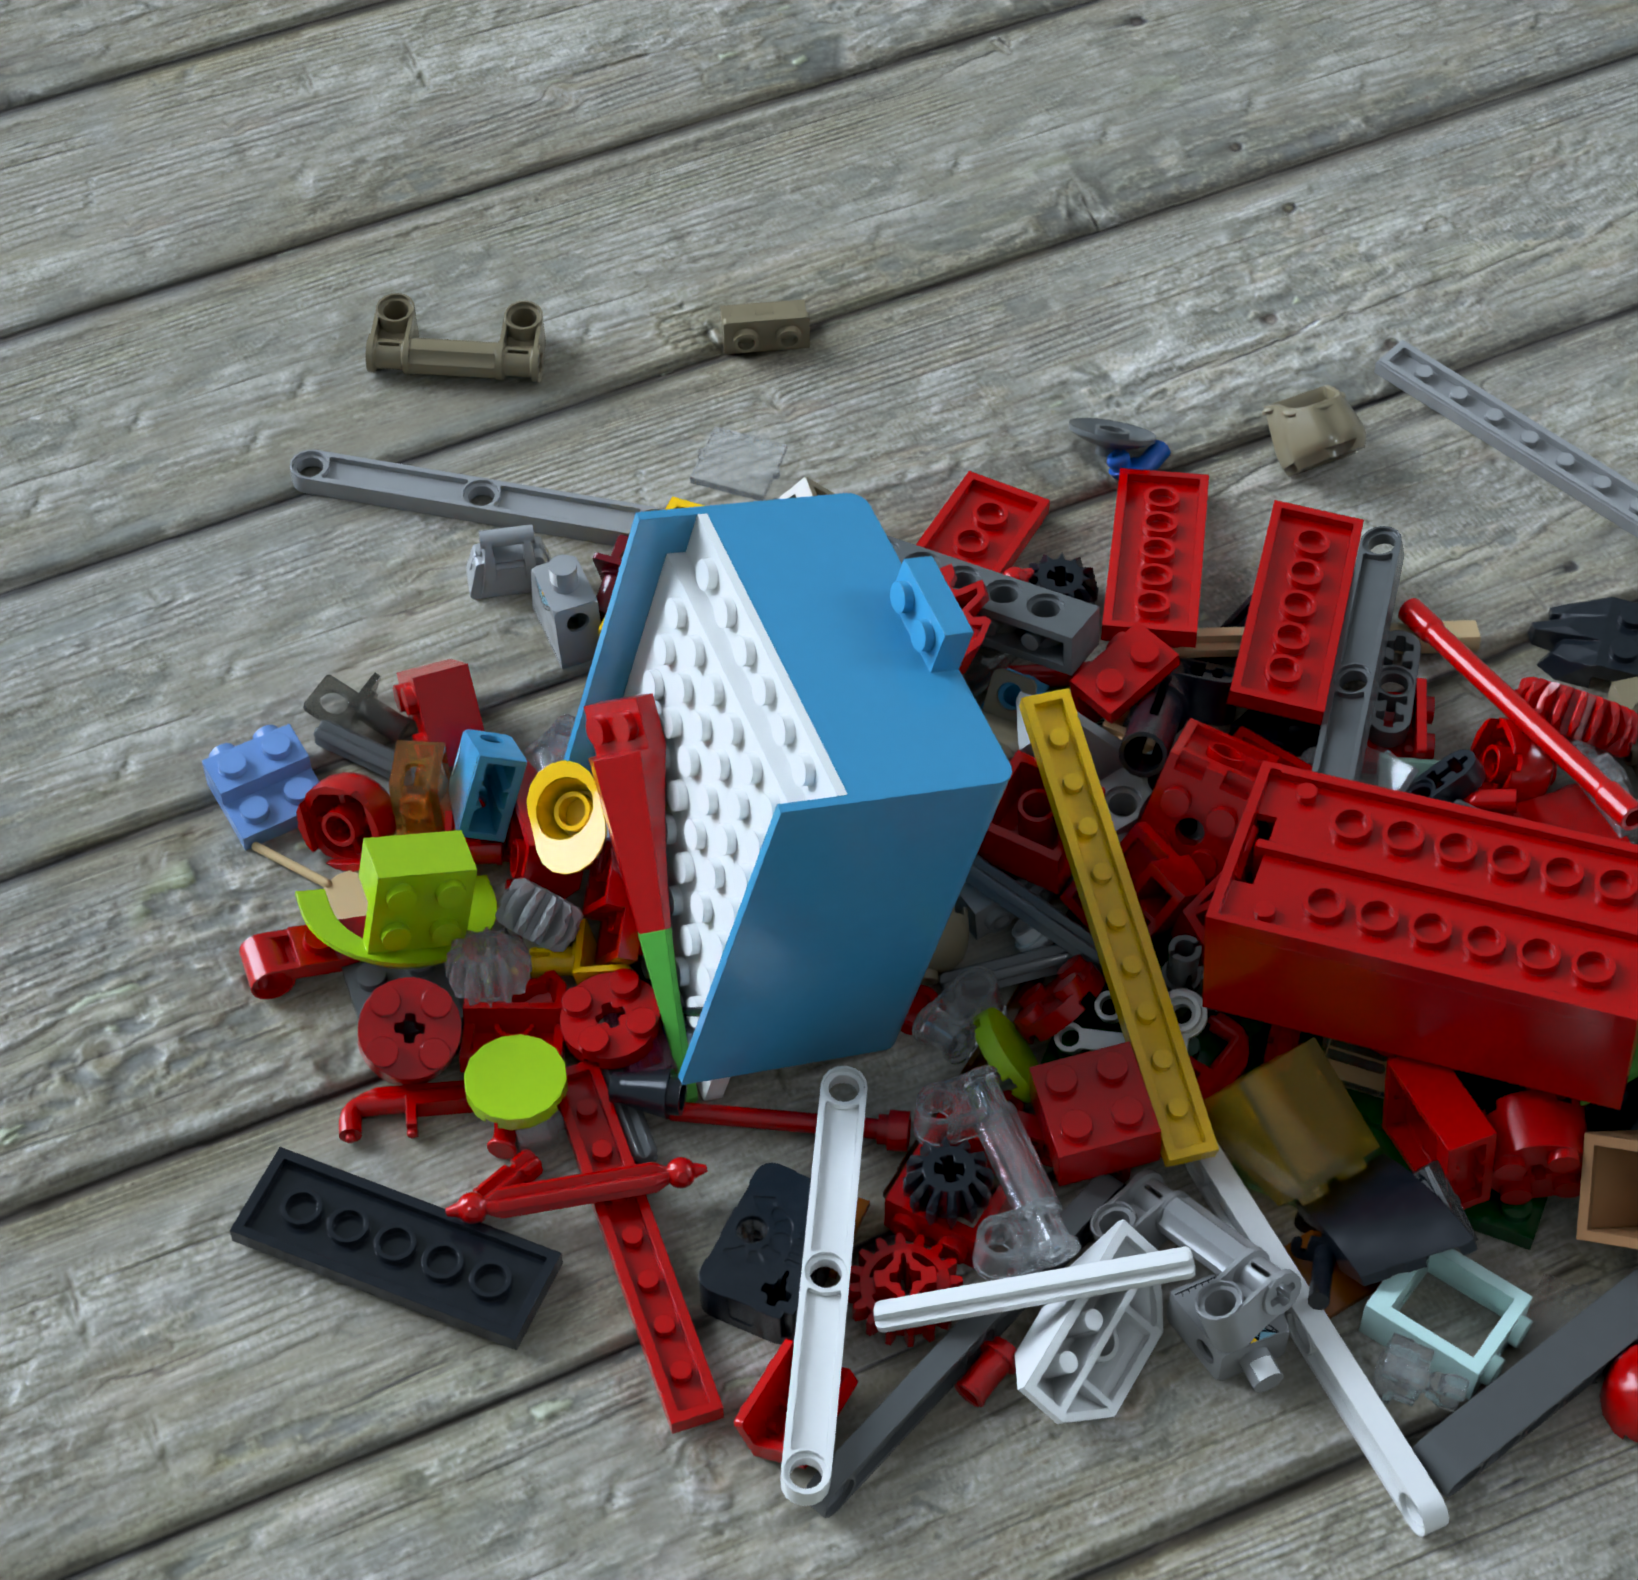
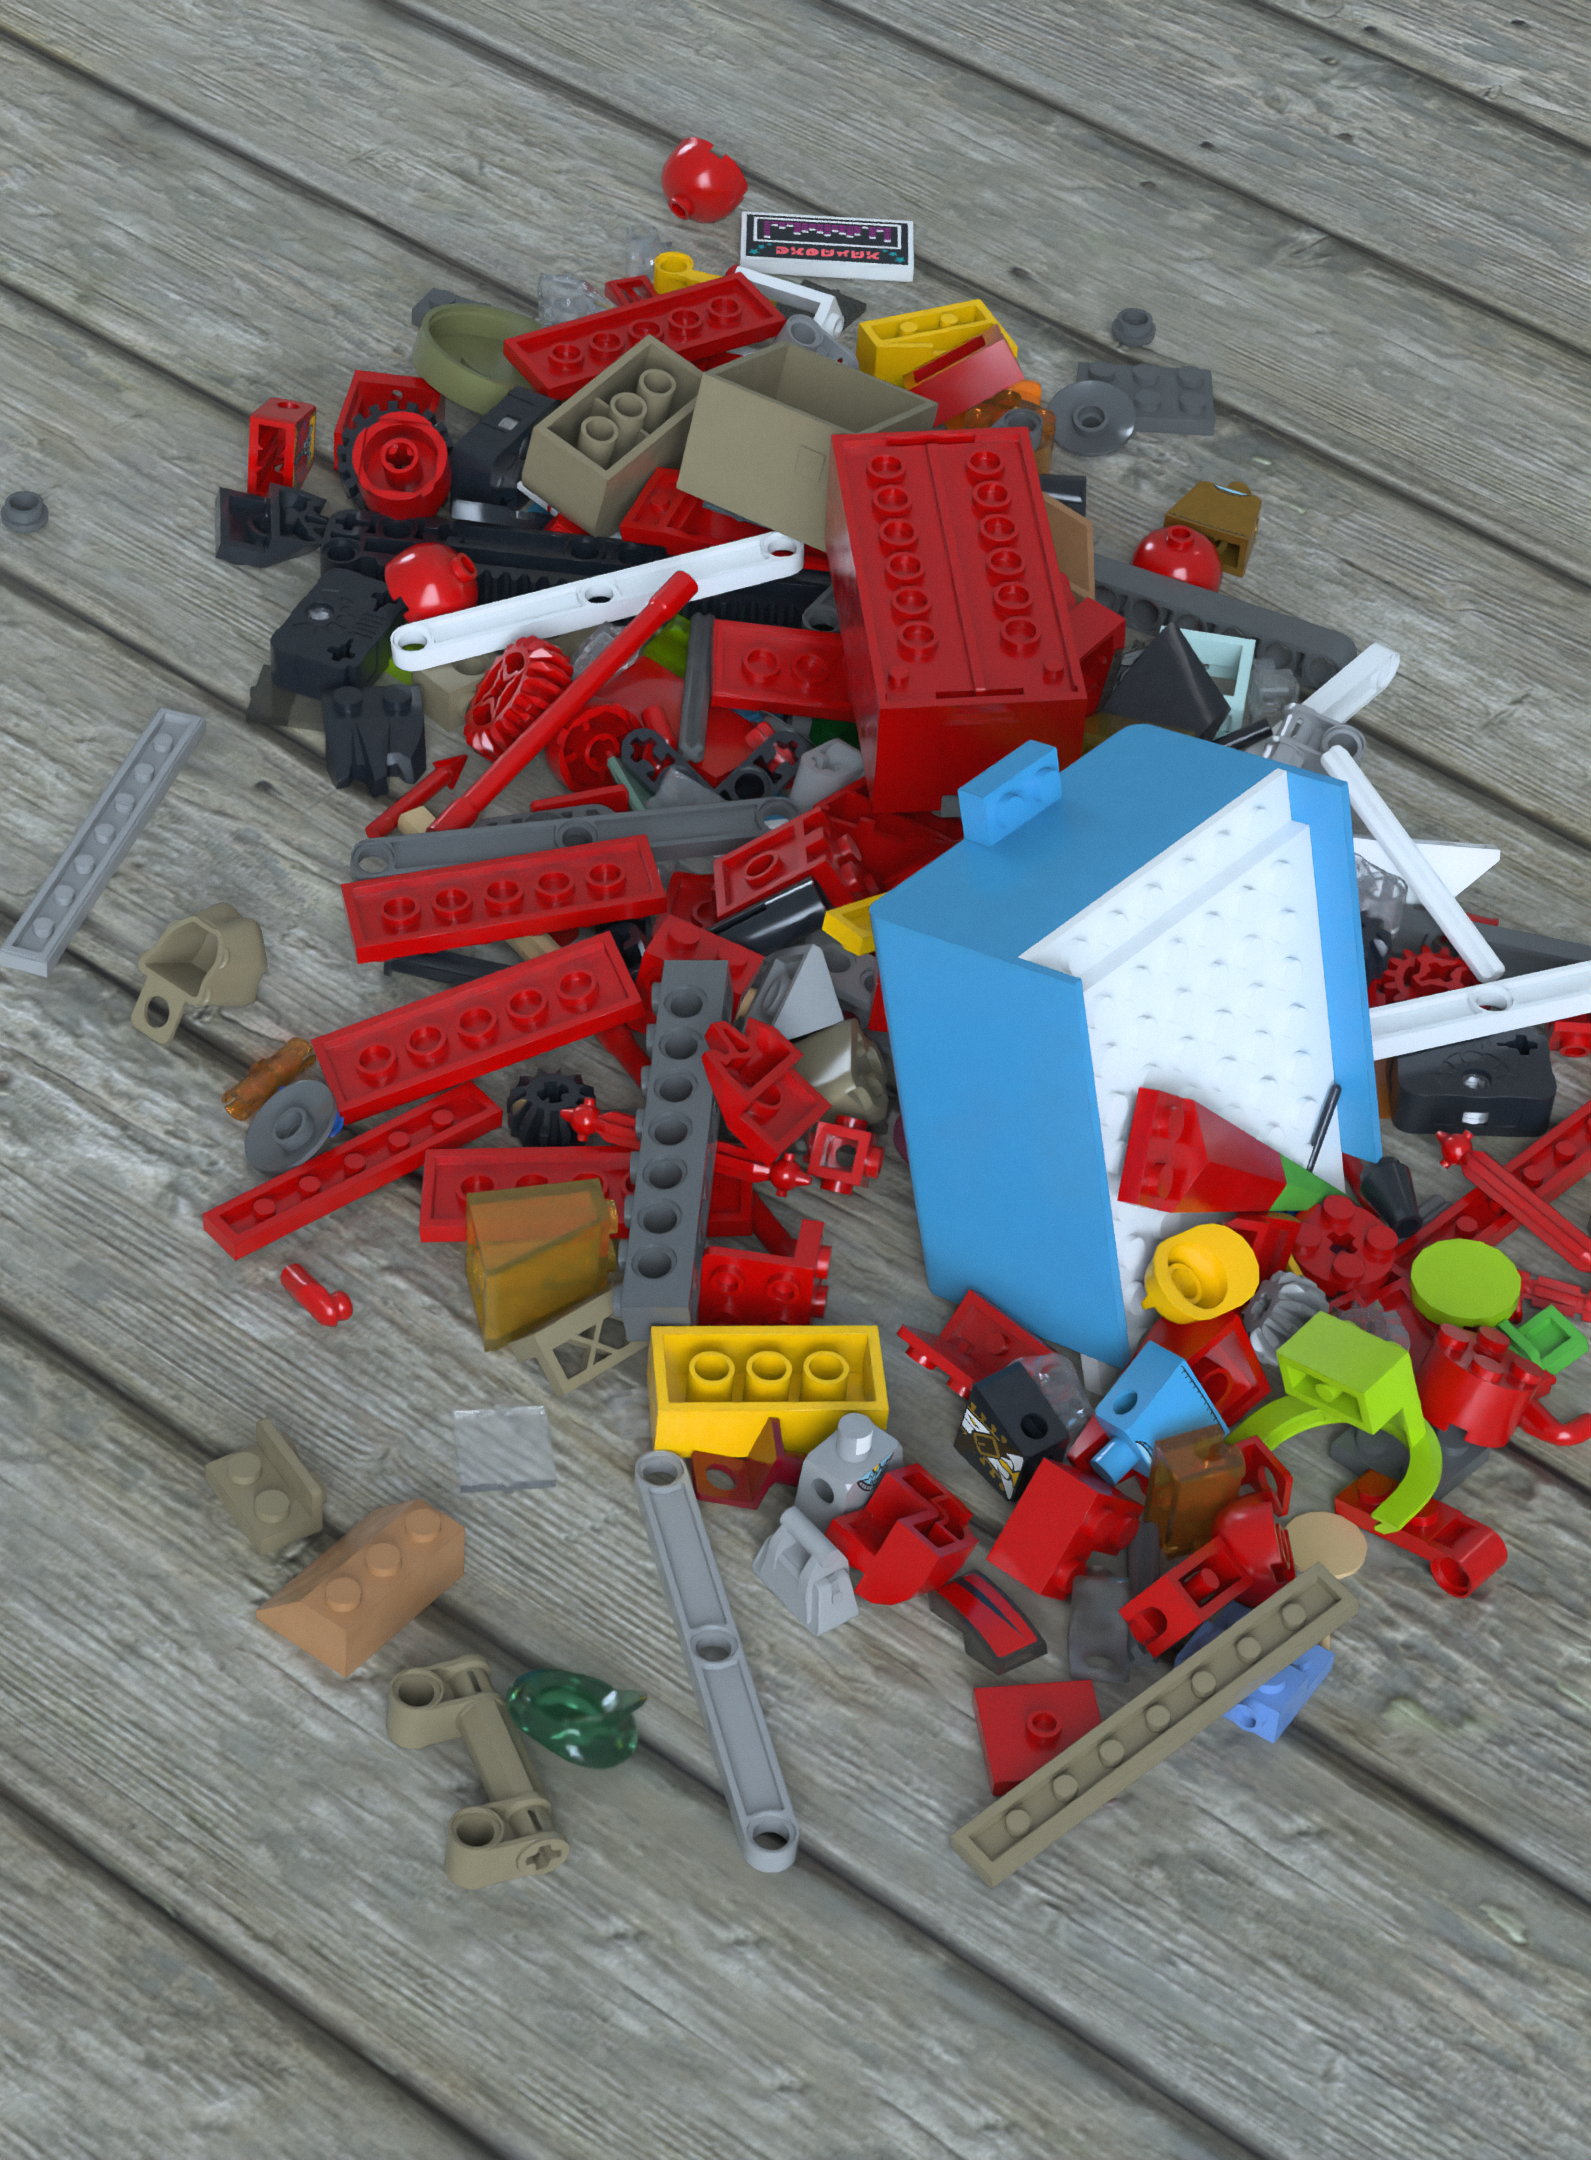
camera: 120 degrees left, 10 degrees down
(233, 681) = (1153, 1725): none -> dark tan plate
(294, 645) = (1030, 1726): none -> red plate
(324, 735) = (1173, 1607): none -> red brick
(403, 648) = (991, 1622): none -> slope
(442, 1127) = (1546, 1340): none -> bright green bracket
(467, 402) = (576, 1716): none -> clear green piece
(488, 611) = (905, 1537): none -> red brick
(536, 705) = (1009, 1431): none -> black torso
(648, 342) = (369, 1584): none -> medium nougat slope
(890, 477) = (535, 1254): none -> clear yellow slope
(934, 399) = (314, 1297): none -> red arm
(1057, 462) = (350, 1170): none -> red plate
(1181, 443) = (267, 1077): none -> clear orange pin
(1501, 643) = (445, 774): none -> red piece

